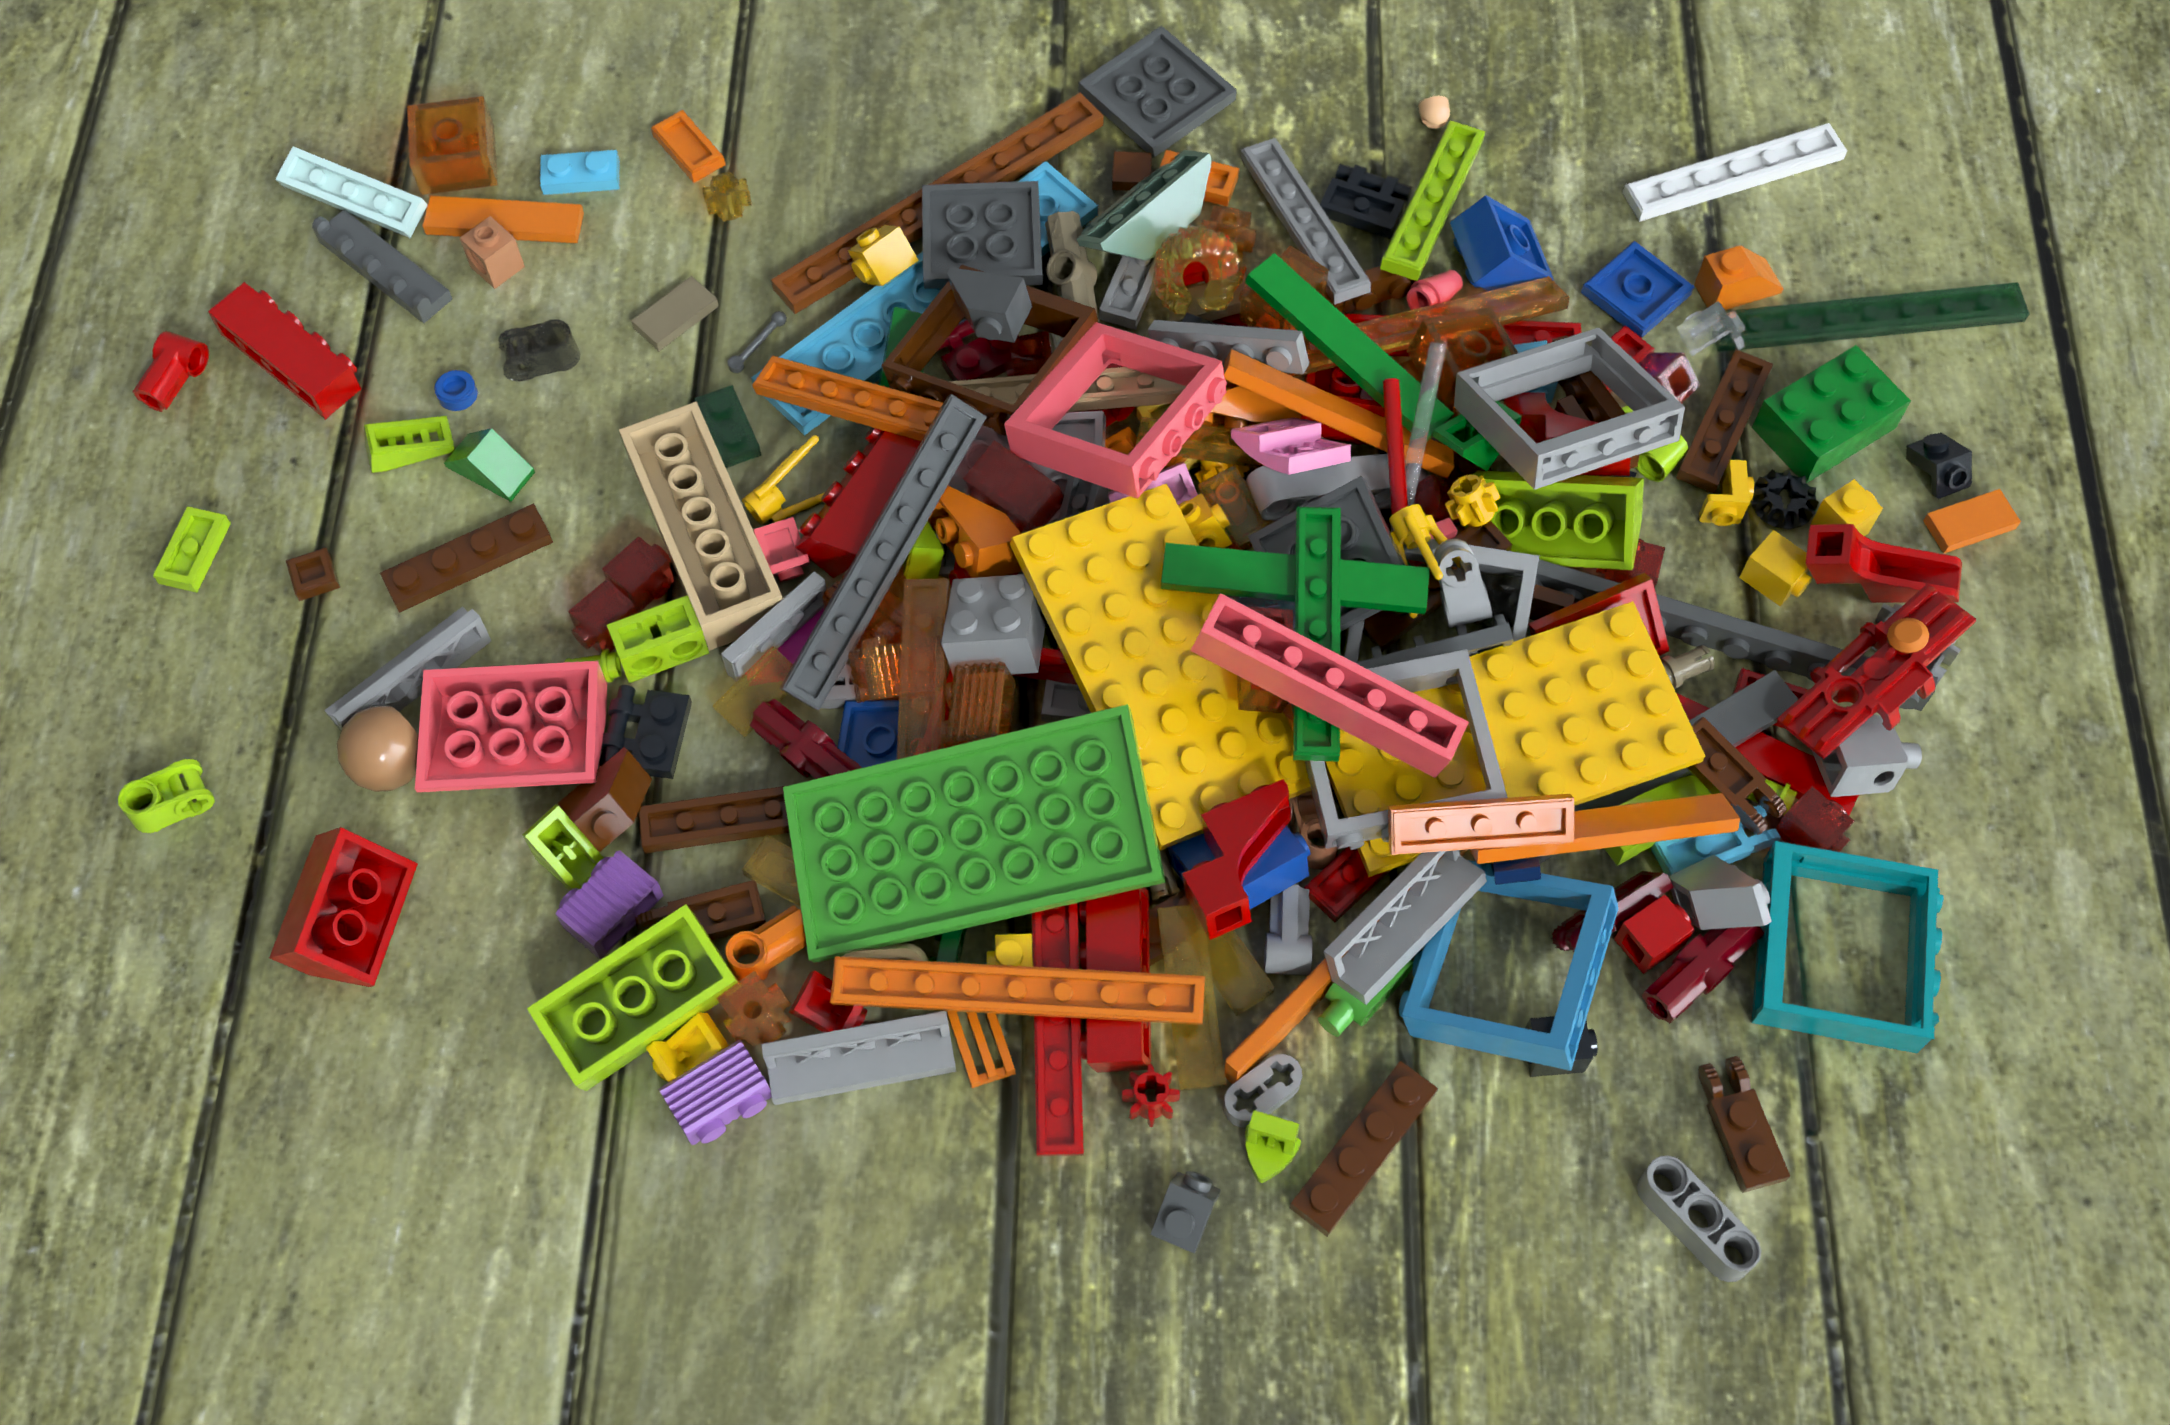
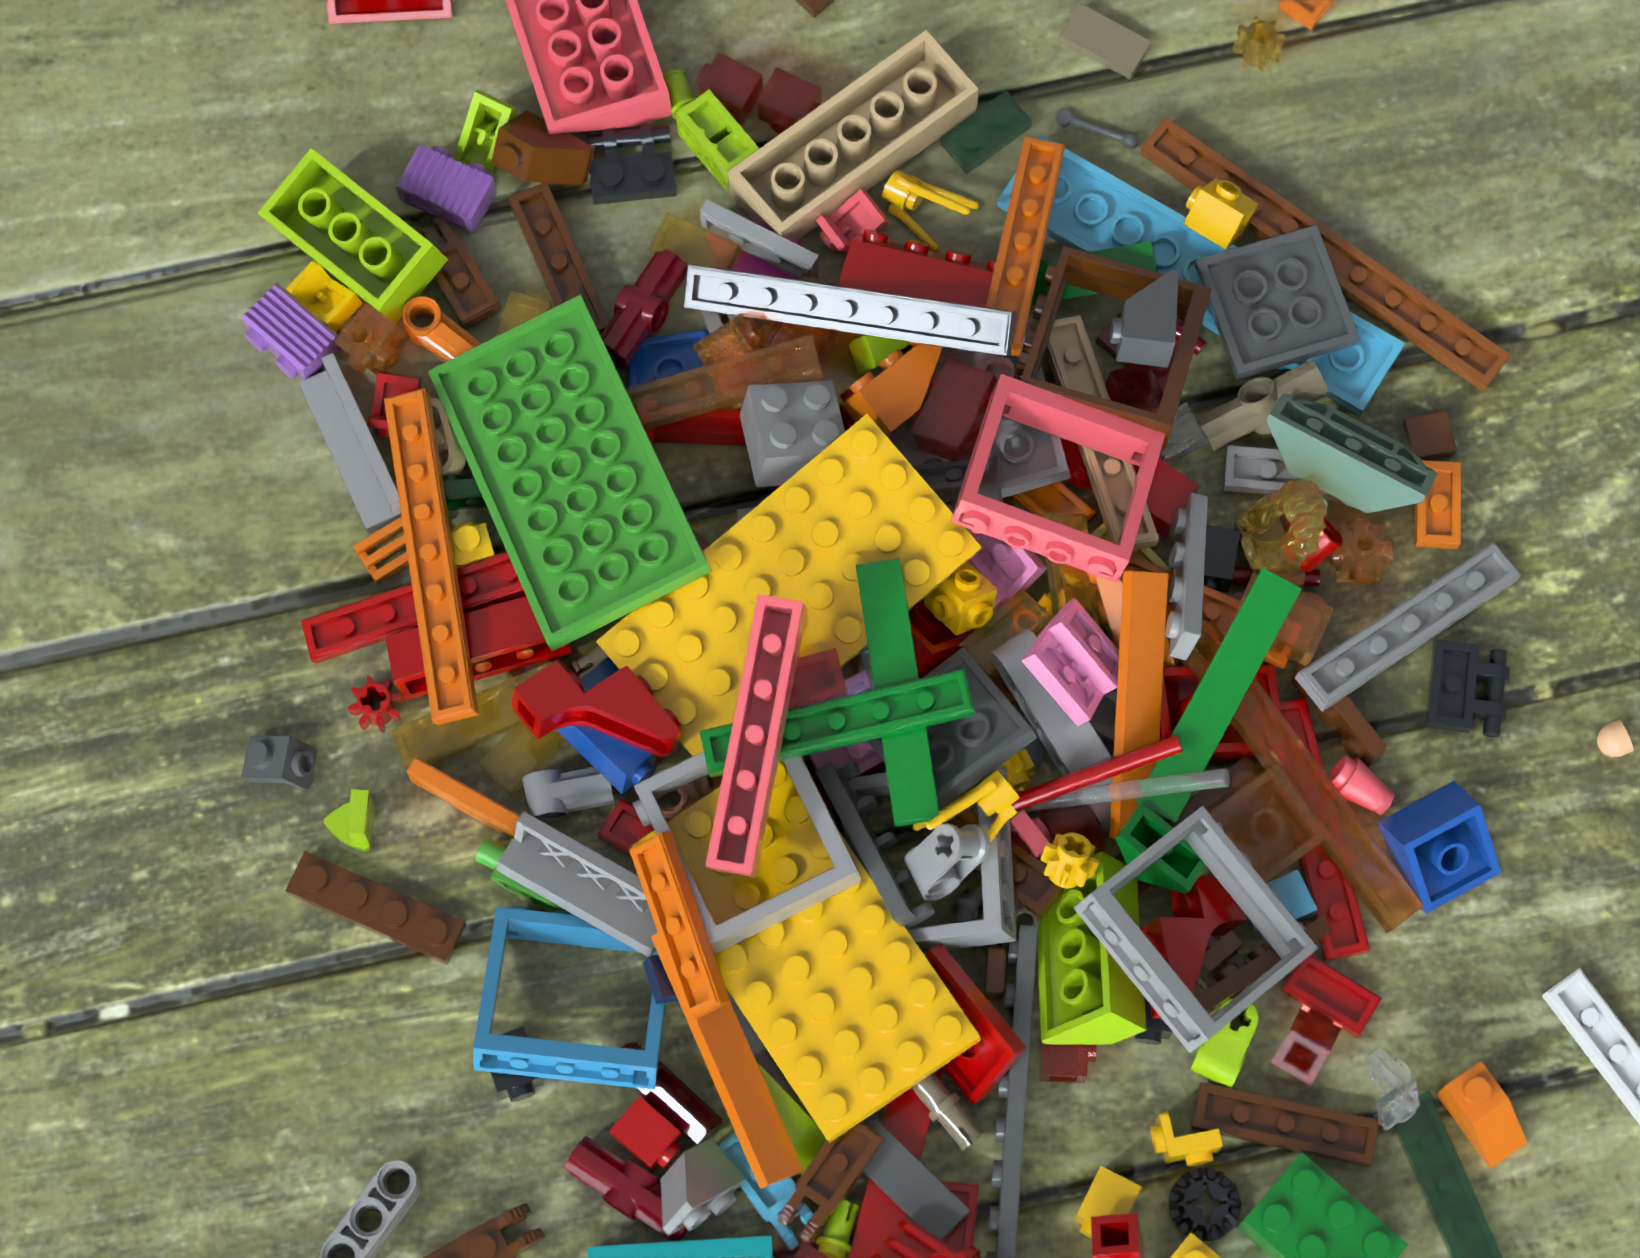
camera: 75 degrees right, 10 degrees up
(978, 703) = (700, 444): clear orange brick -> none
(1157, 91) = (1545, 435): dark grey plate -> none
(1256, 1081) = (402, 812): light grey beam -> none
(1432, 201) = (1479, 757): lime tile -> none
(1637, 289) = (1434, 1004): blue plate -> none

